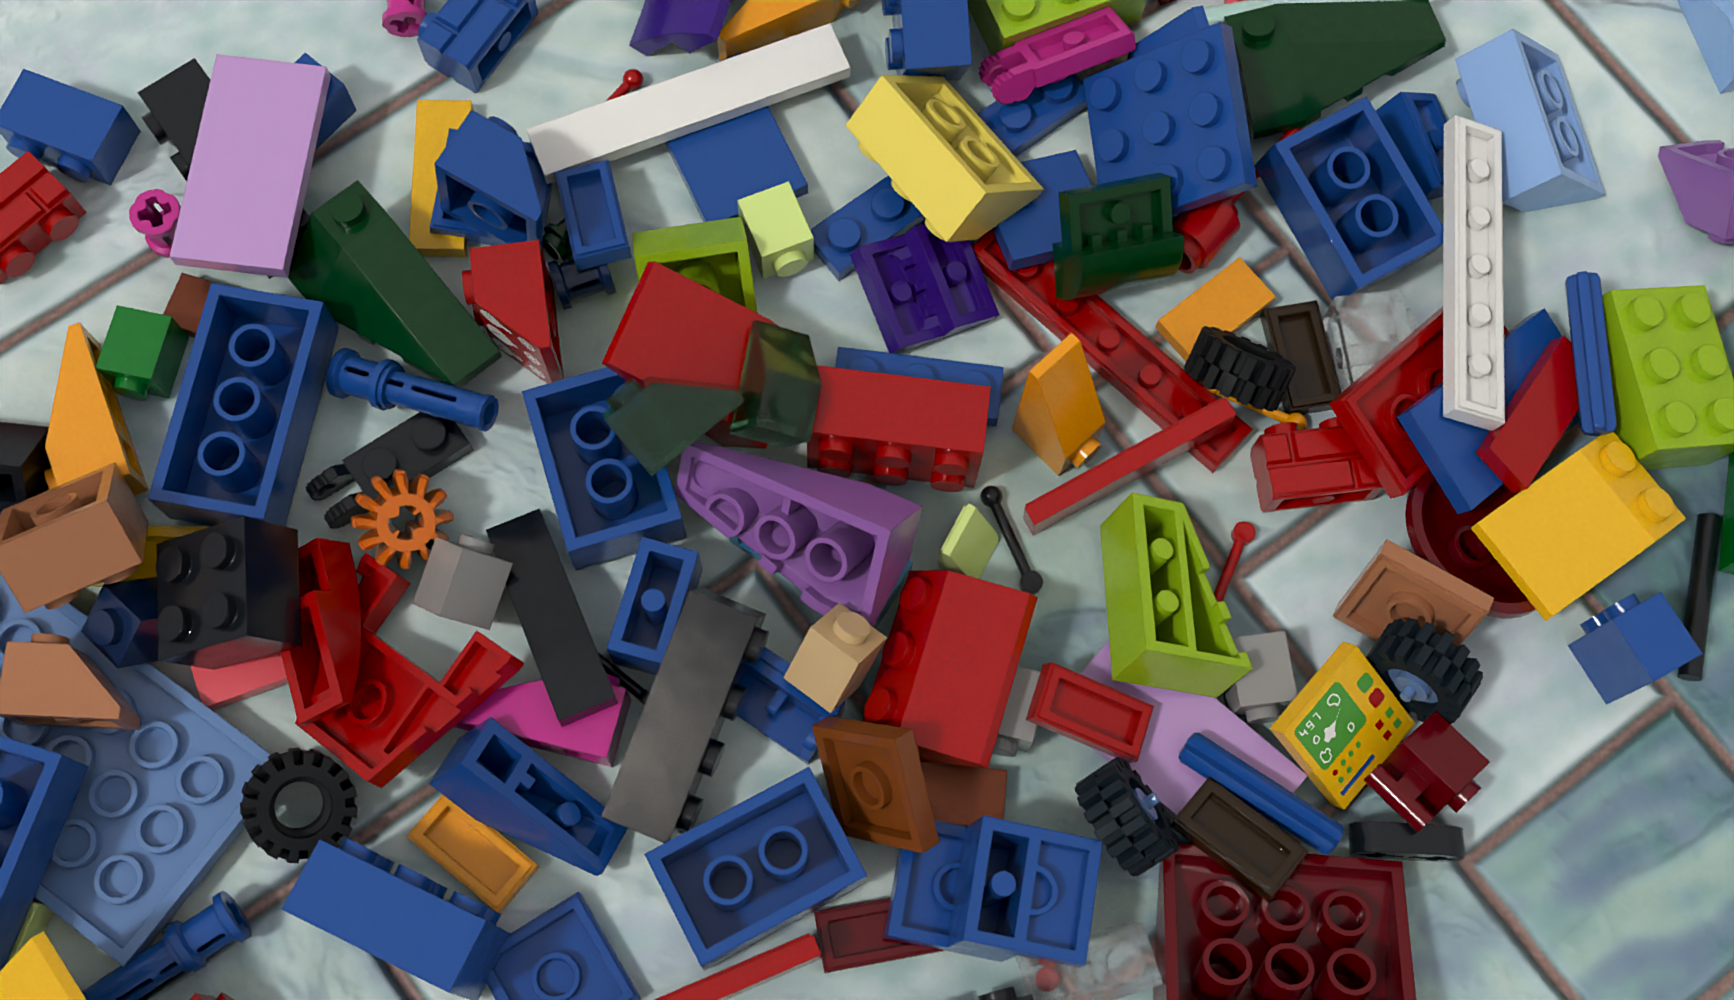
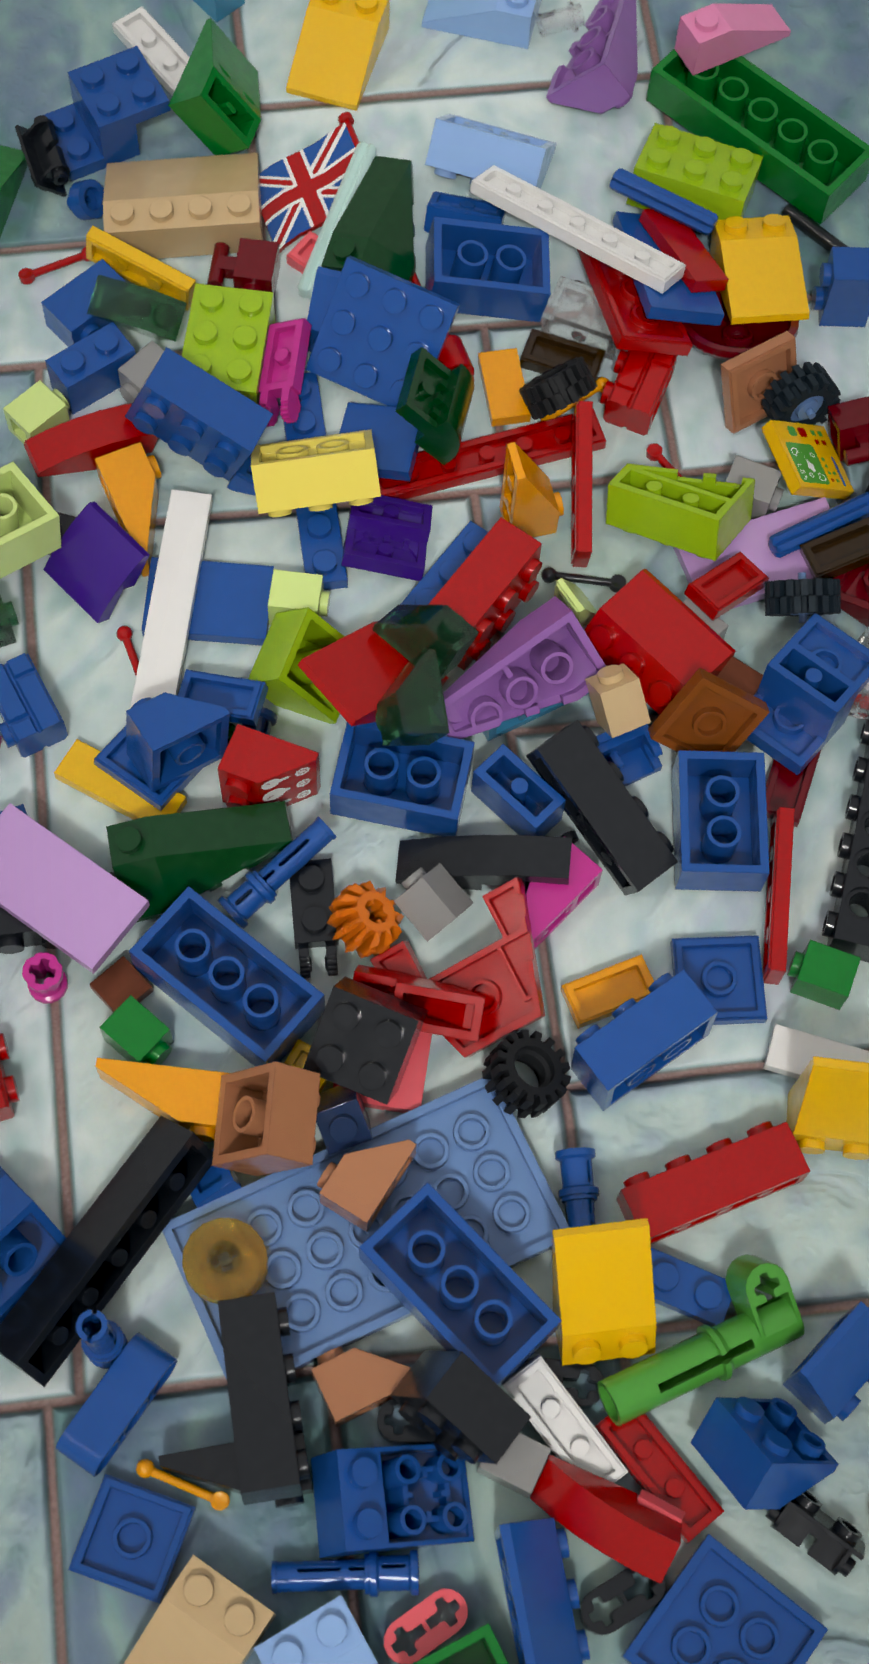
camera: 60 degrees left, 5 degrees down
(526, 797) = (593, 936): blue slope -> none

